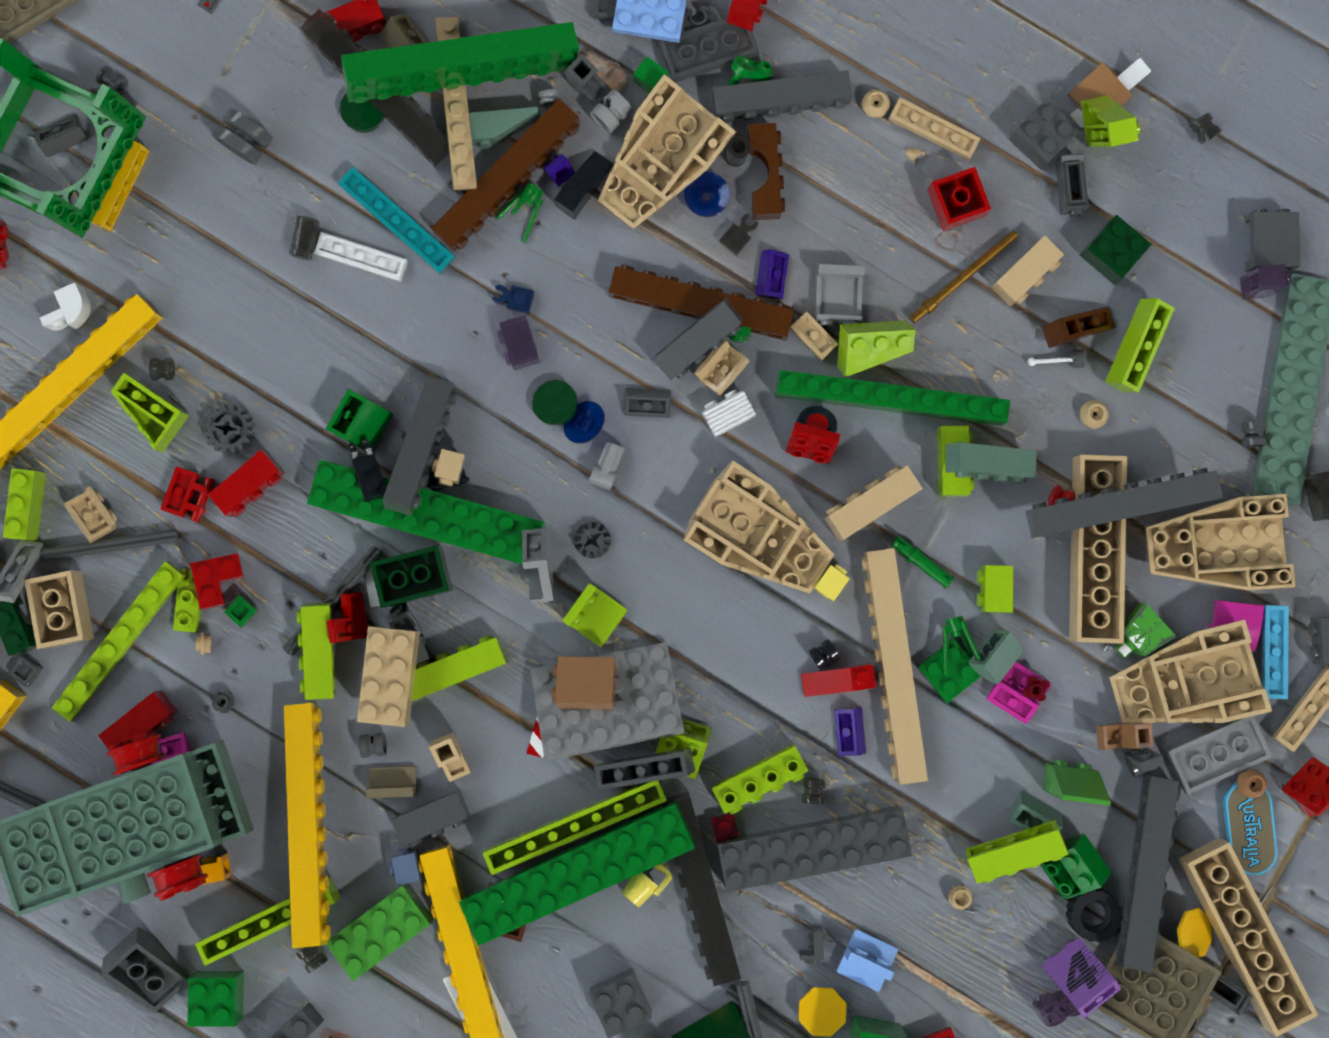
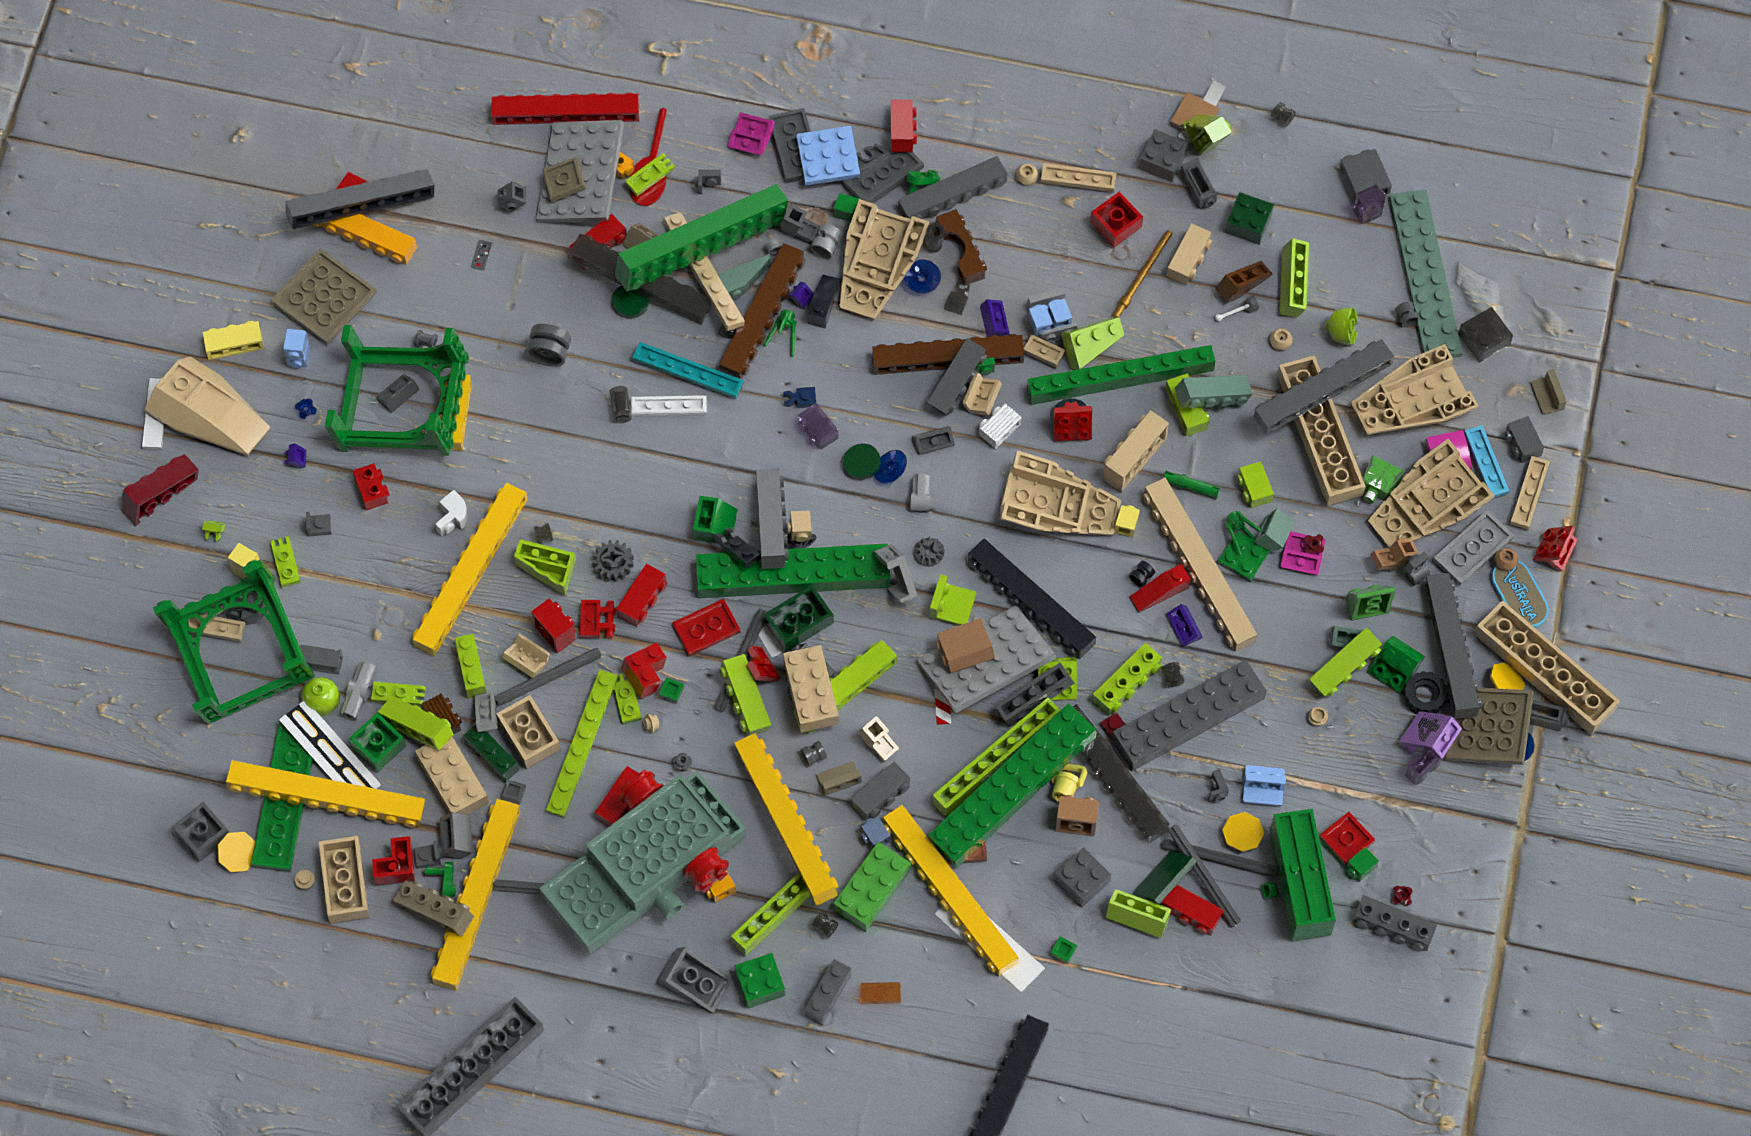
camera: 20 degrees left, 20 degrees down
(129, 490) = (553, 625): none -> red brick
(308, 546) = (706, 627): none -> red tile
(639, 931) = (1077, 815): none -> medium nougat brick
(686, 641) = (1031, 599): none -> black brick
(846, 297) = (1044, 316): none -> light blue piece
(1172, 425) = (1342, 325): none -> lime cylinder

